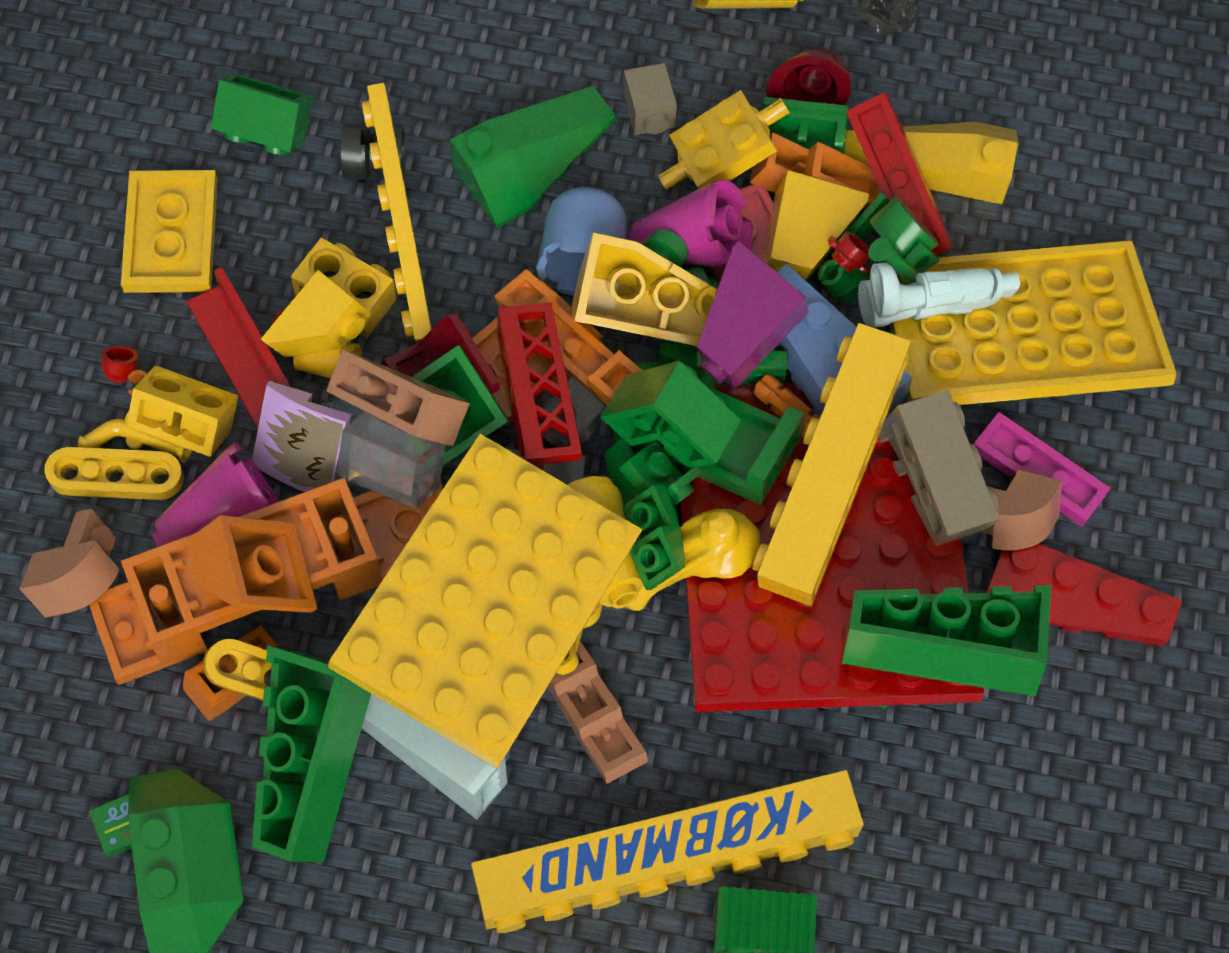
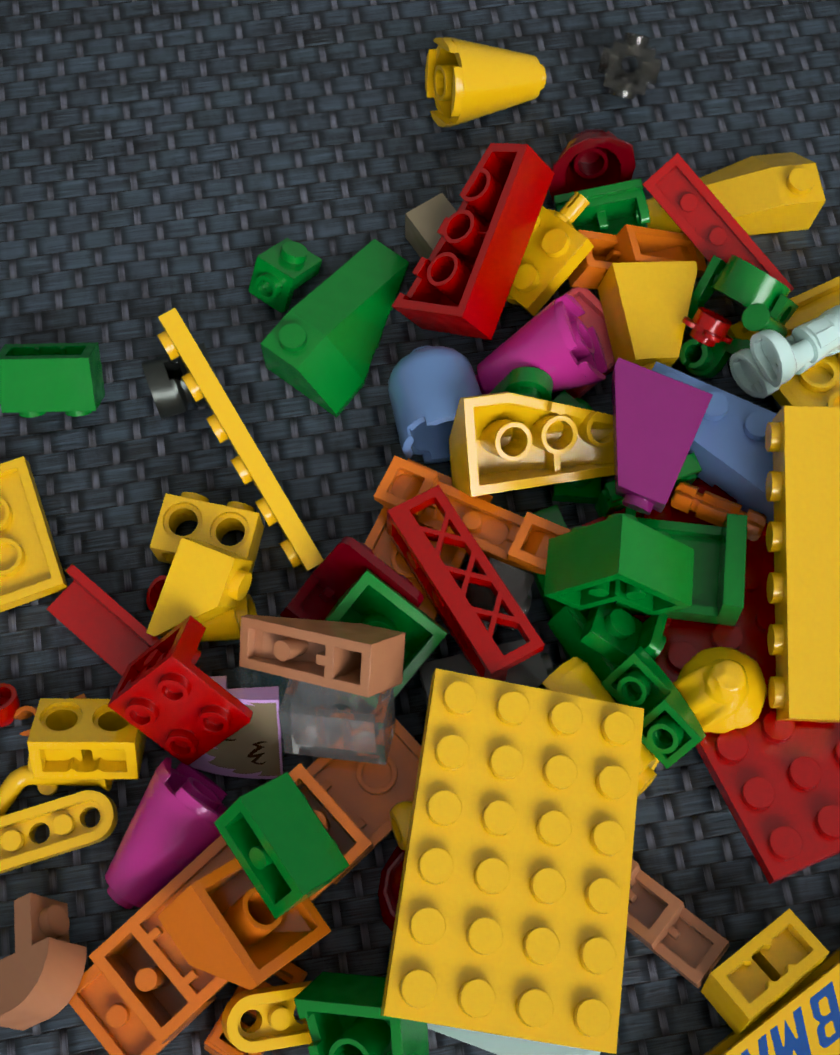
camera: 20 degrees left, 5 degrees up
(266, 399) = (175, 699): none -> red bracket
(302, 522) = (281, 844): none -> green brick
(497, 87) = (281, 272): none -> green bracket
(663, 781) = (763, 971): none -> yellow brick
(674, 117) = (480, 245): none -> red wedge

